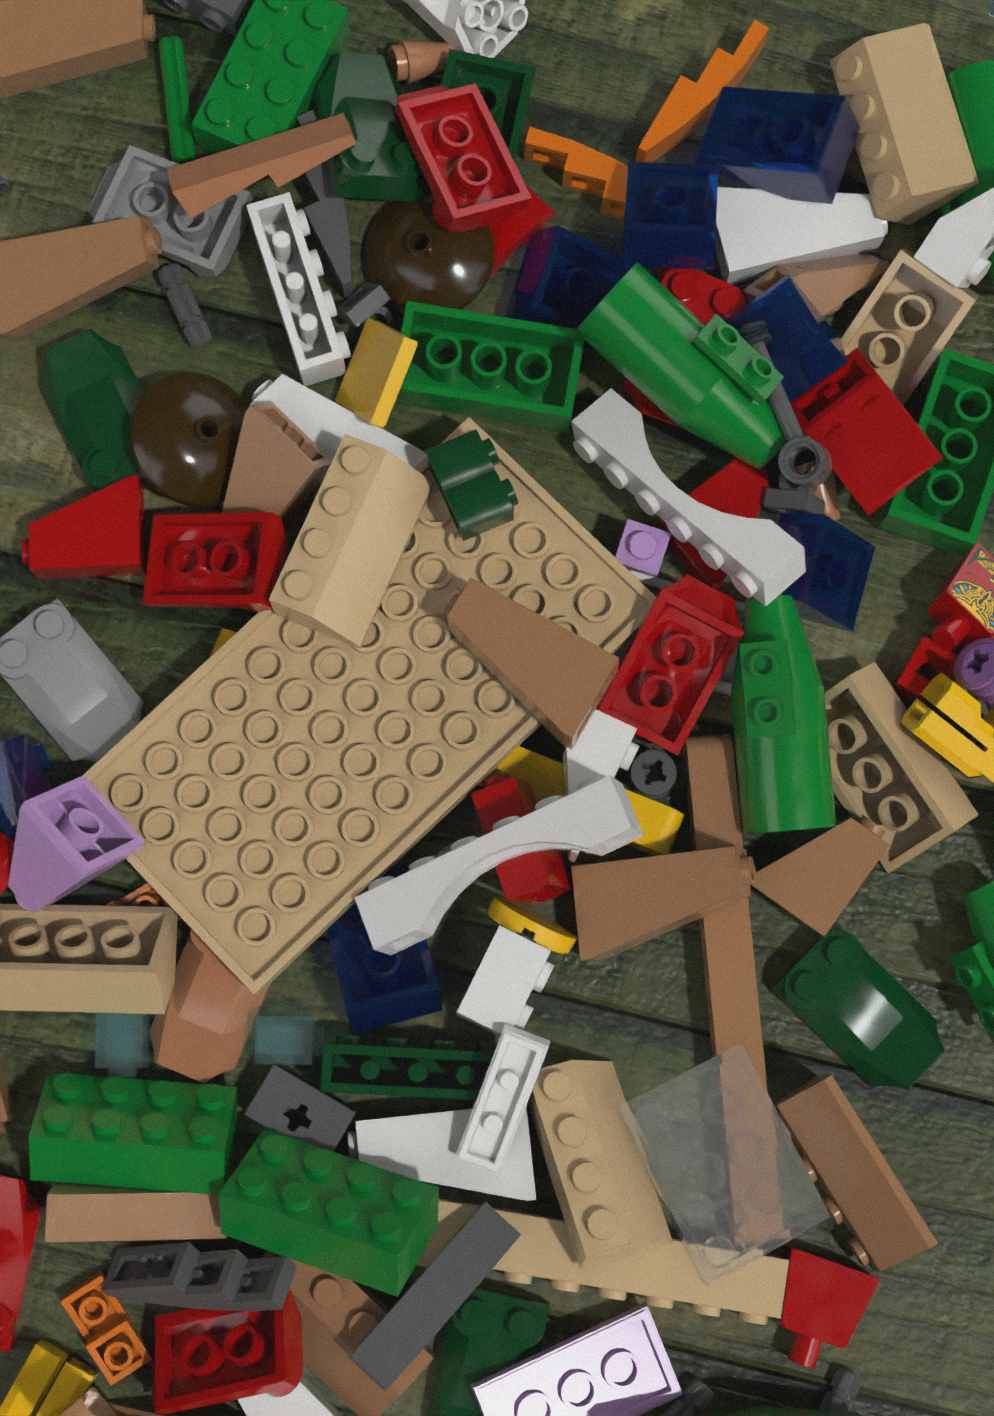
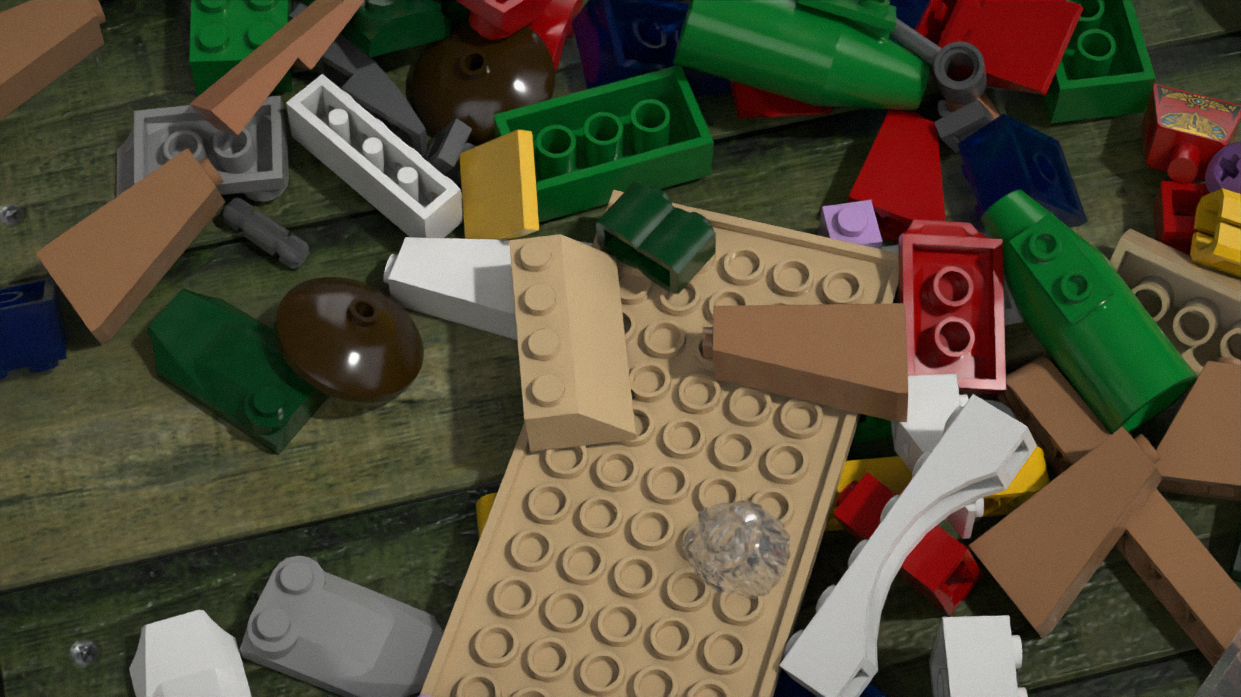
camera: 25 degrees left, 20 degrees down
(91, 536) = (291, 481): red slope -> none
(177, 99) = (153, 58): green axle -> none
(214, 560) = (436, 430): red slope -> none
(273, 465) = (449, 332): medium nougat slope -> none
(375, 789) = (738, 548): none -> clear hair
(532, 924) = (928, 616): yellow tile -> none
(749, 550) = (961, 165): white arch -> none

